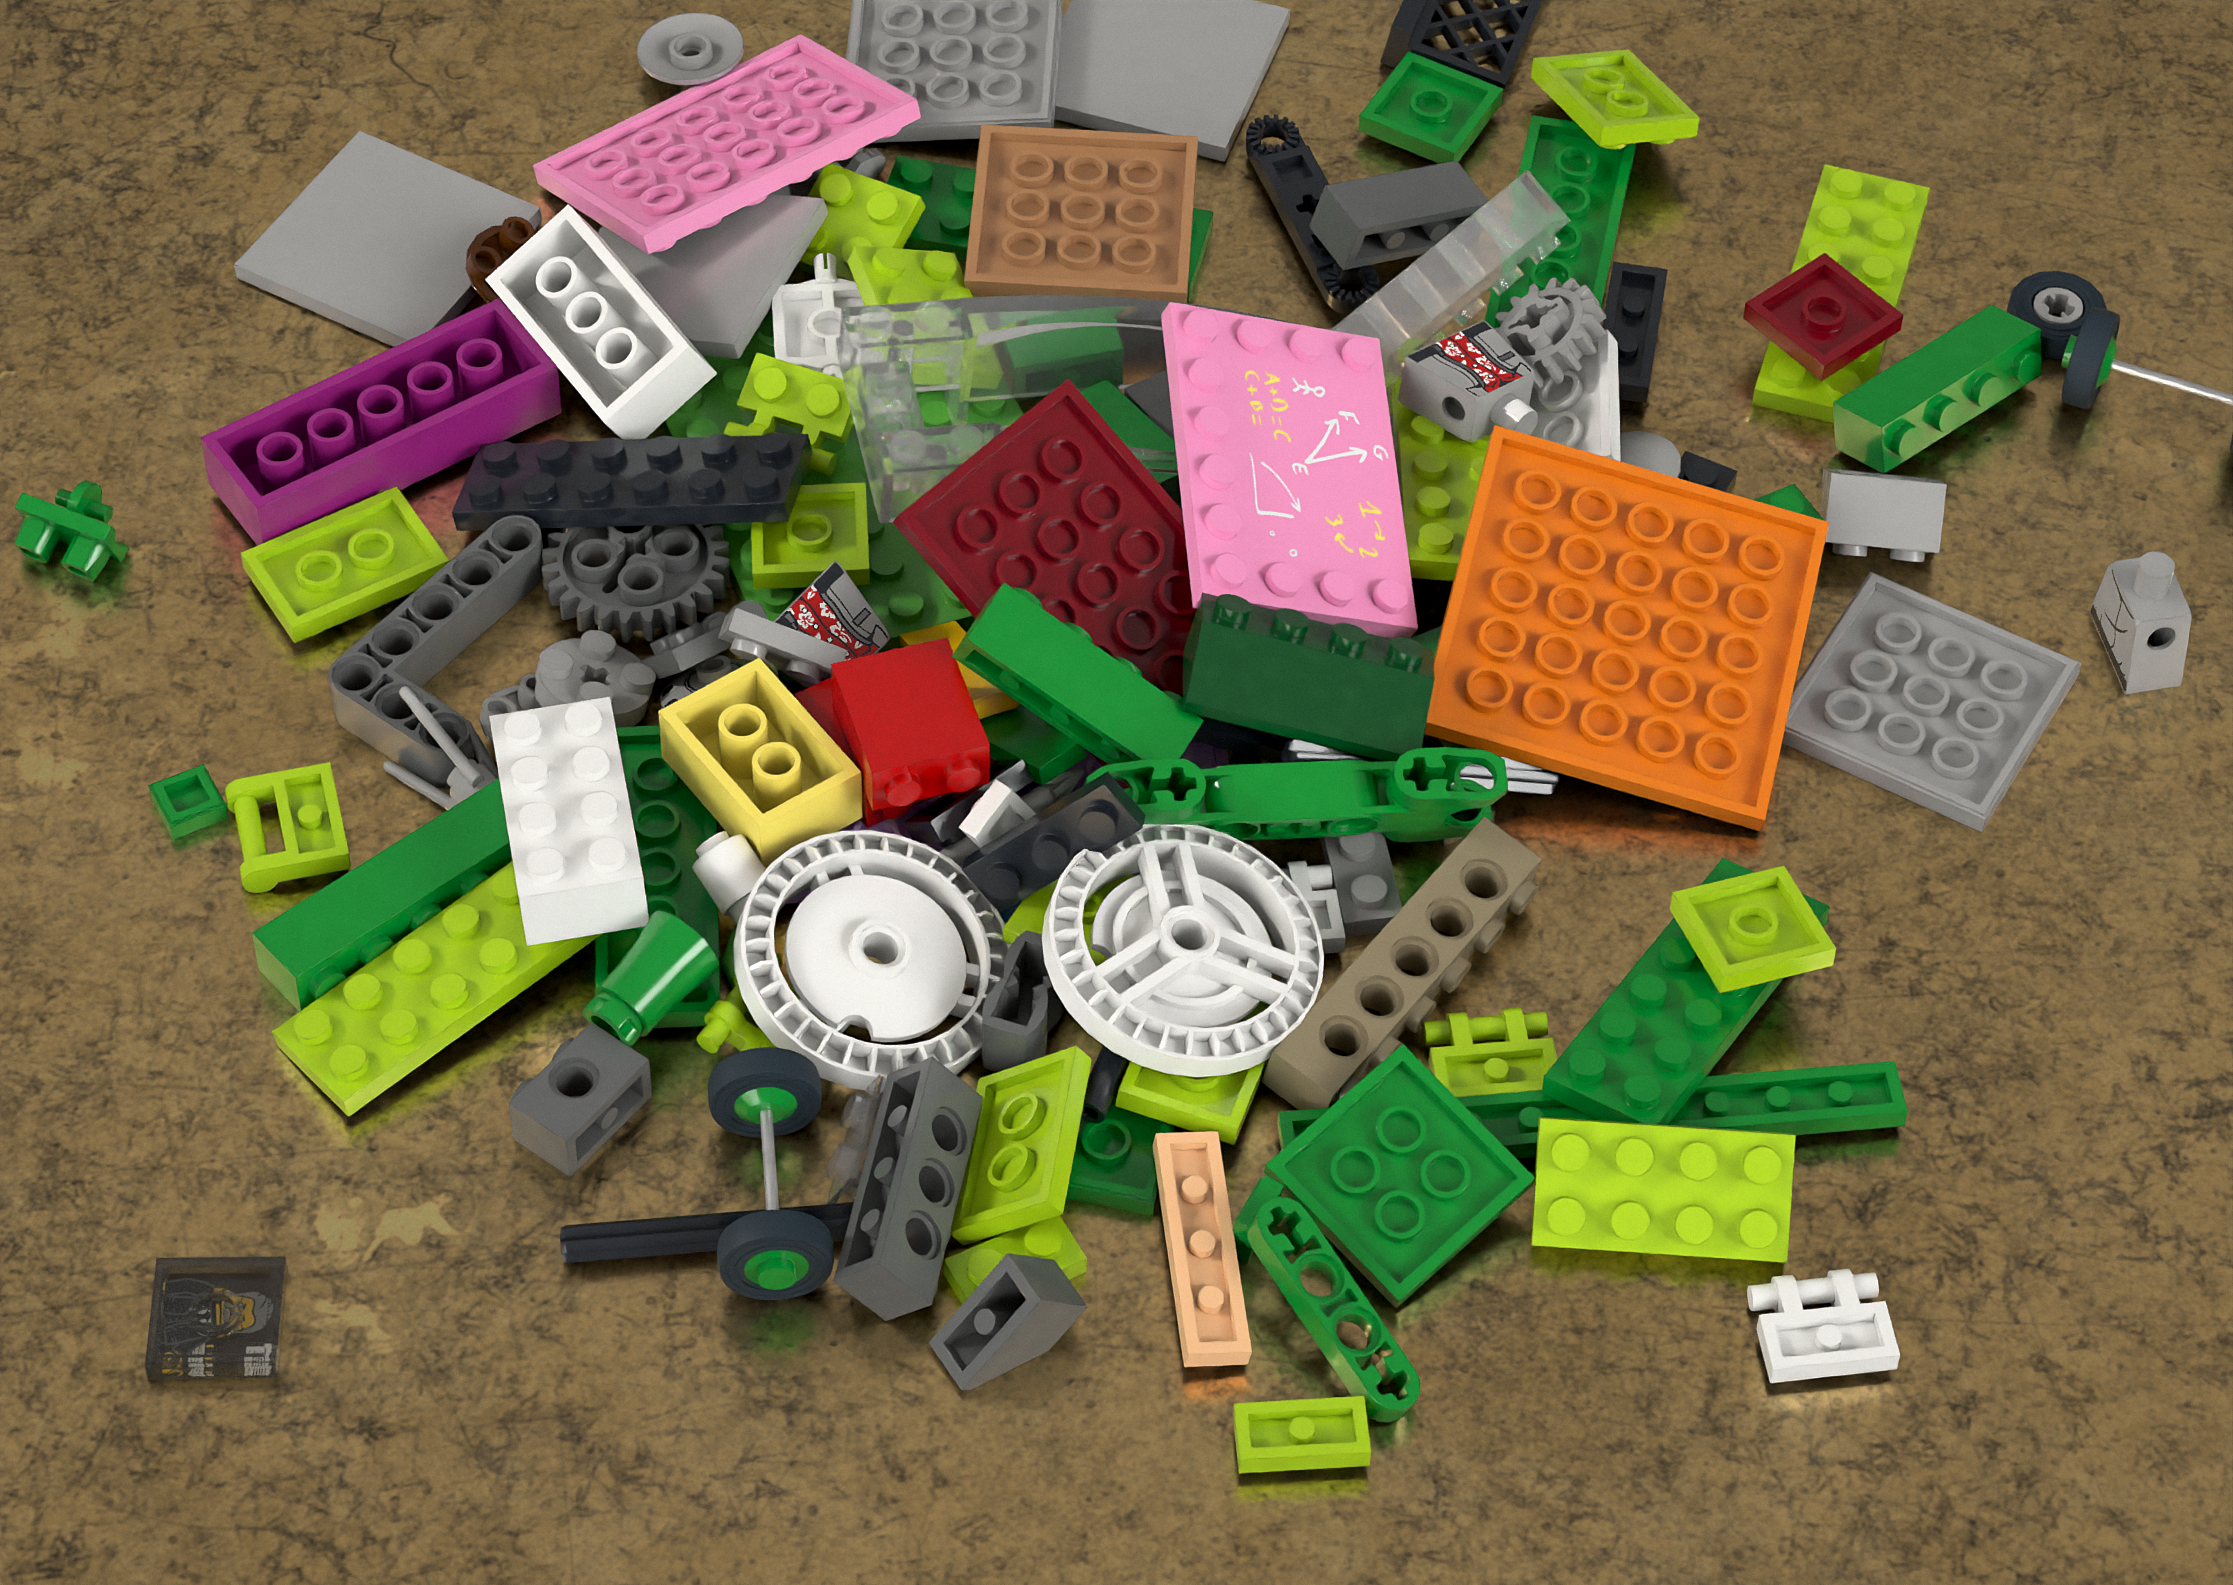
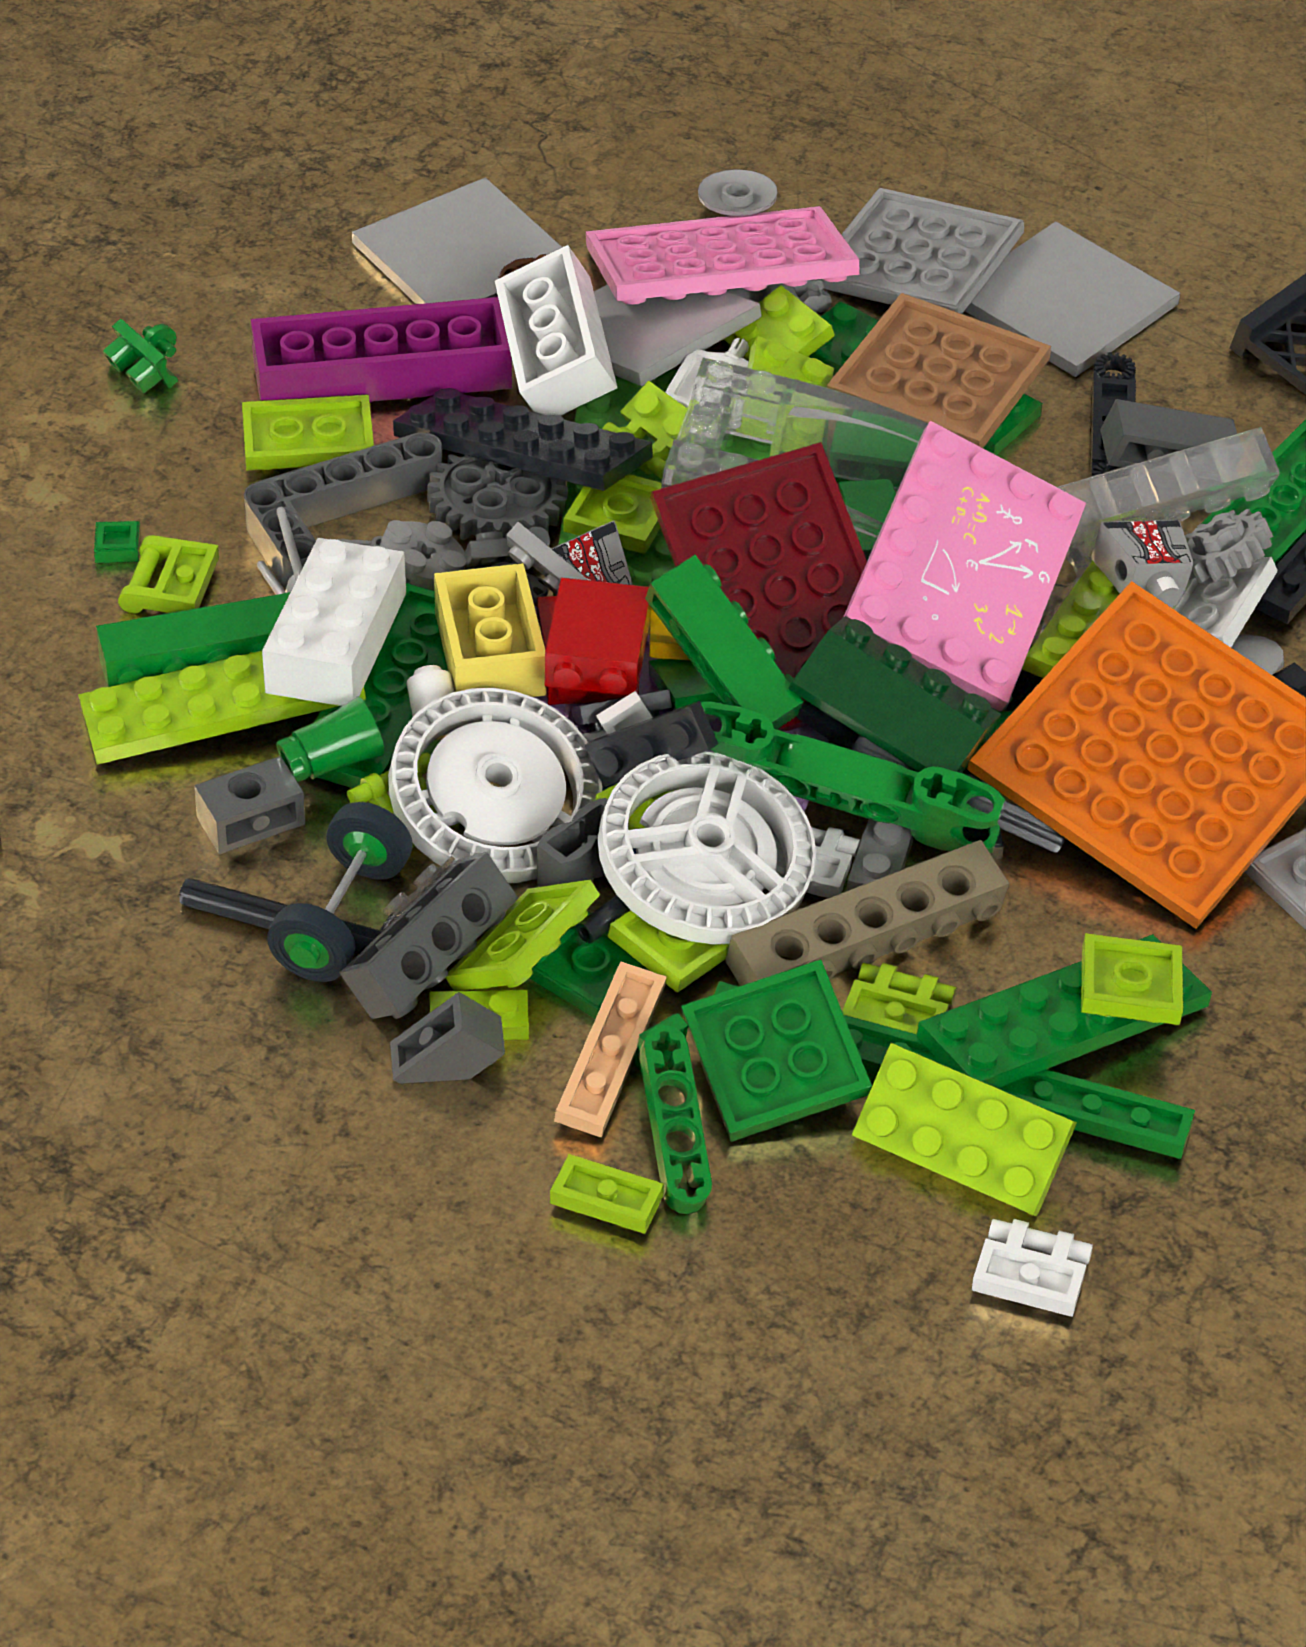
camera: 25 degrees right, 5 degrees down
(1430, 109) = (1243, 386): green plate -> none

